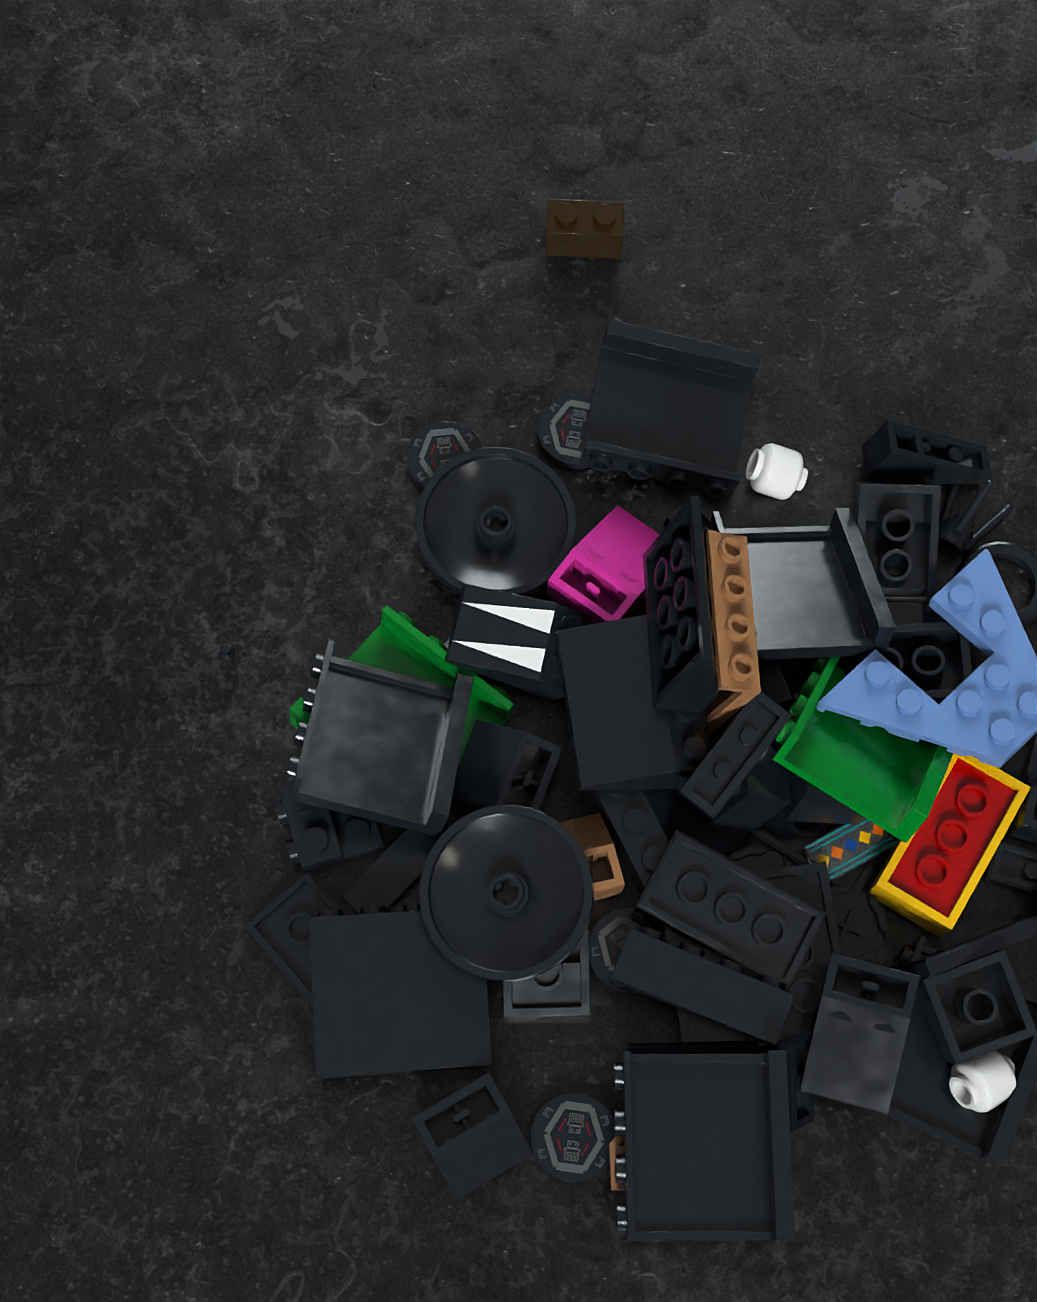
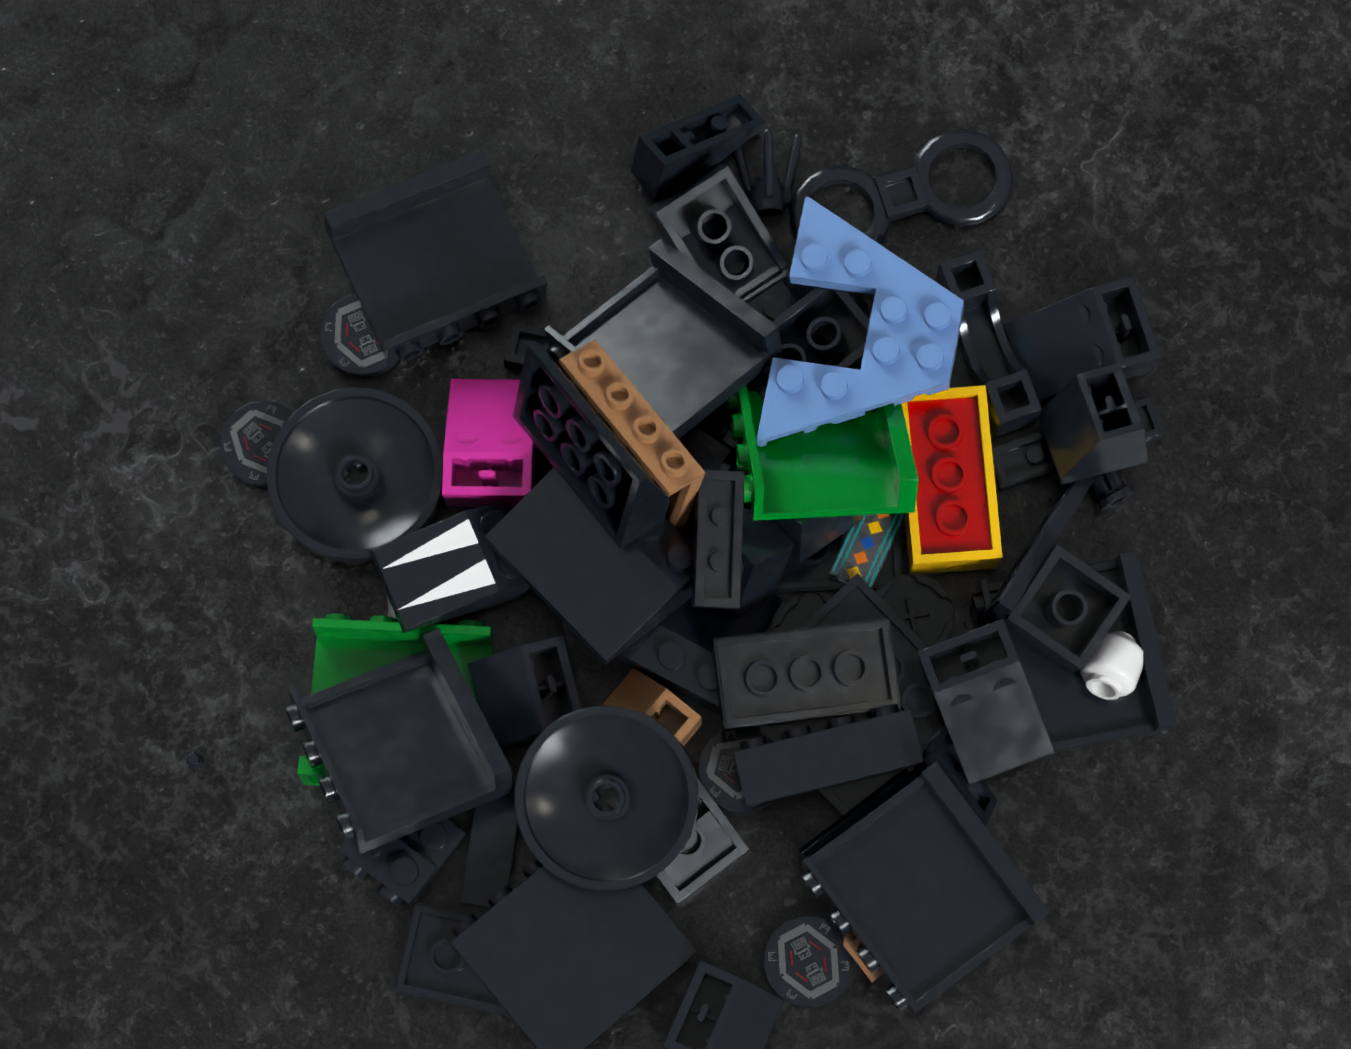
camera: 30 degrees left, 5 degrees up
(584, 228) = (234, 136): dark brown brick -> none
(776, 471) = (571, 248): white head -> none

